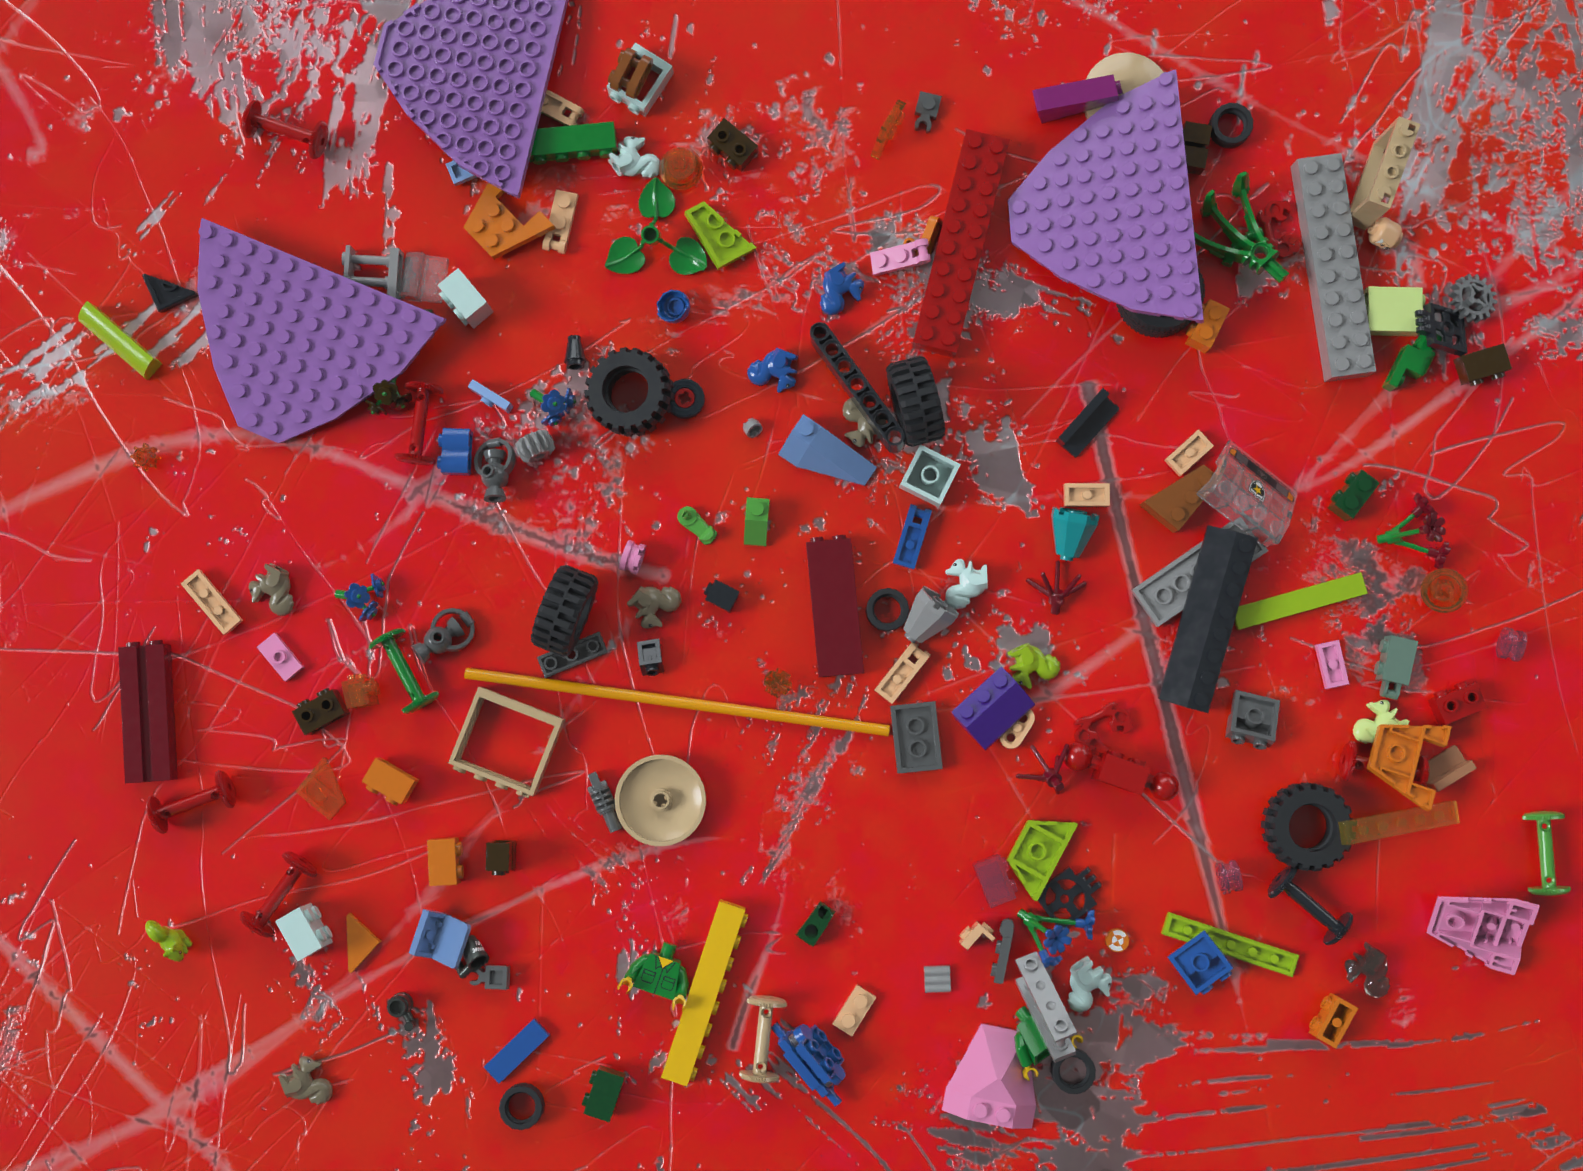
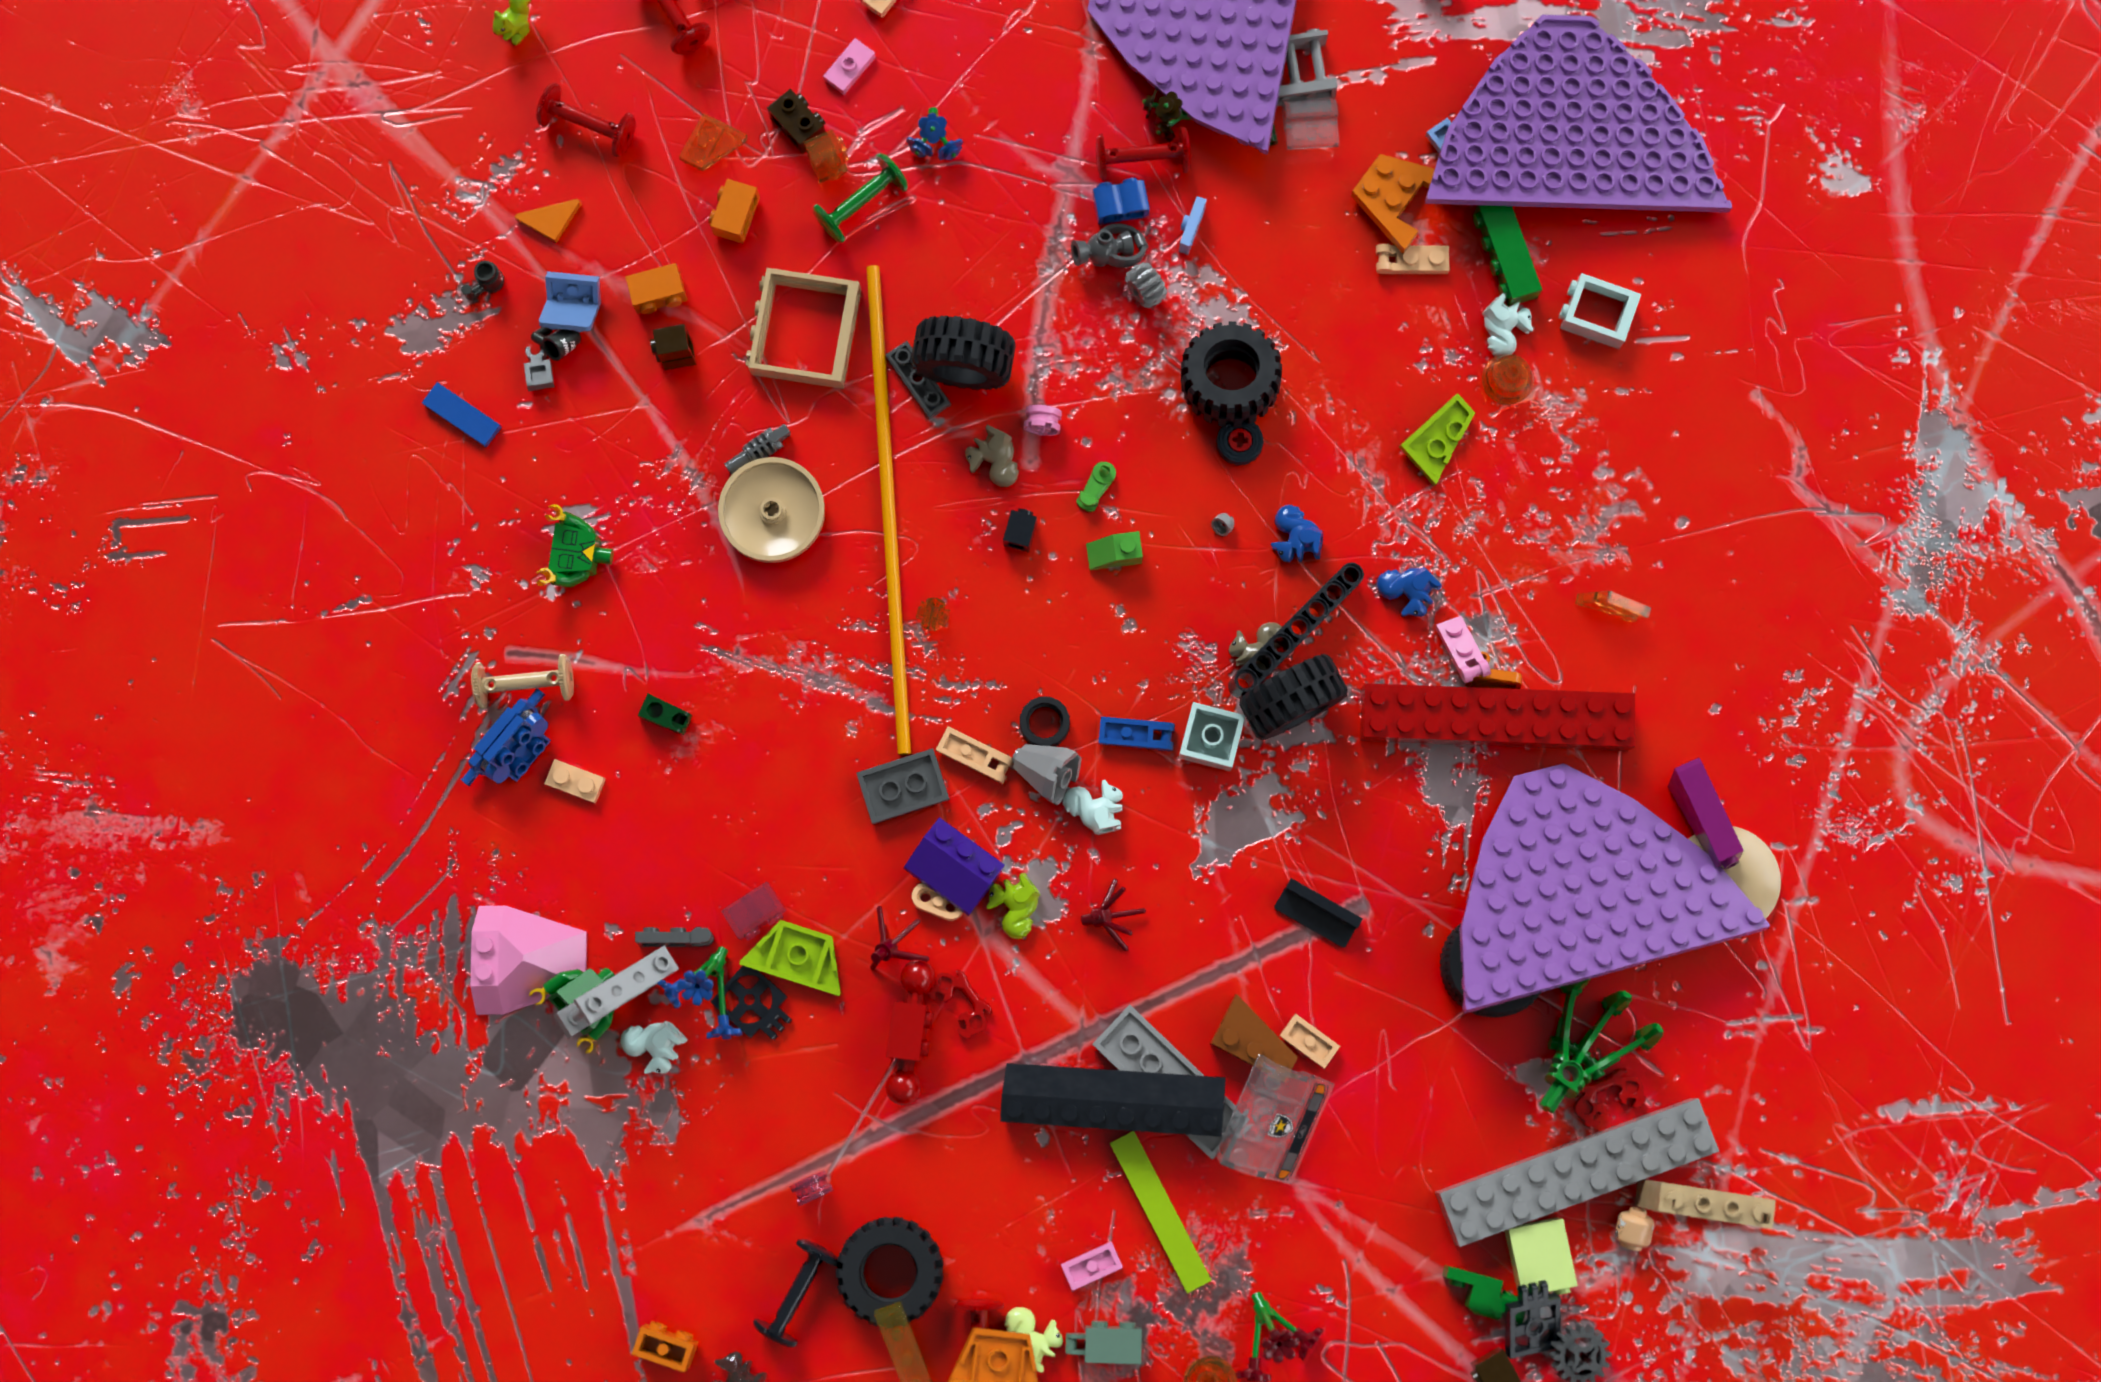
camera: 80 degrees right, 5 degrees down
(277, 586) = (928, 41): dark tan animal -> none
(302, 1086) = (383, 191): dark tan animal -> none
(304, 931) = (550, 155): light aqua brick -> none
(444, 635) = (909, 233): dark grey piece -> none
(460, 293) = (1296, 171): light aqua brick -> none
(504, 1109) = (392, 414): black tyre -> none
(554, 405) = (1197, 292): blue plant -> none
(555, 107) = (1543, 224): light nougat plate -> none
(574, 354) = (1262, 307): black cone -> none
(604, 1093) = (430, 518): dark green brick -> none
(625, 253) = (1392, 339): green plant -> none
(627, 60) = (1613, 287): dark orange brick -> none
(650, 657) = (932, 465): bracket -> none
(673, 306) = (1343, 404): blue hair -> none
(703, 993) = (563, 605): yellow brick -> none
(732, 145) = (1549, 430): dark brown brick -> none
(820, 451) = (1212, 606): medium blue wedge -> none
(834, 606) = (1035, 660): dark red brick -> none
(927, 109) = (1650, 646): dark grey plate -> none
(937, 978) = (628, 869): light grey piece -> none
(970, 935) = (686, 896): light nougat bracket -> none
(1072, 531) = (1183, 917): teal cone -> none
(1078, 1088) = (537, 1065): black tyre -> none
(1086, 494) = (1231, 928): light nougat plate -> none
(1117, 940) = (712, 1071): orange tile -> none
(1195, 141) = (1683, 971): dark brown piece -> none
(1201, 963) = (703, 1174): blue plate -> none
(1204, 334) = (1468, 1031): orange brick -> none
(1233, 944) = (733, 1208): lime tile -> none
(1238, 110) = (1740, 1003): black tyre -> none
(1253, 720) = (1004, 1181): dark grey plate -> none
(1353, 494) = (1304, 1252): dark green brick -> none

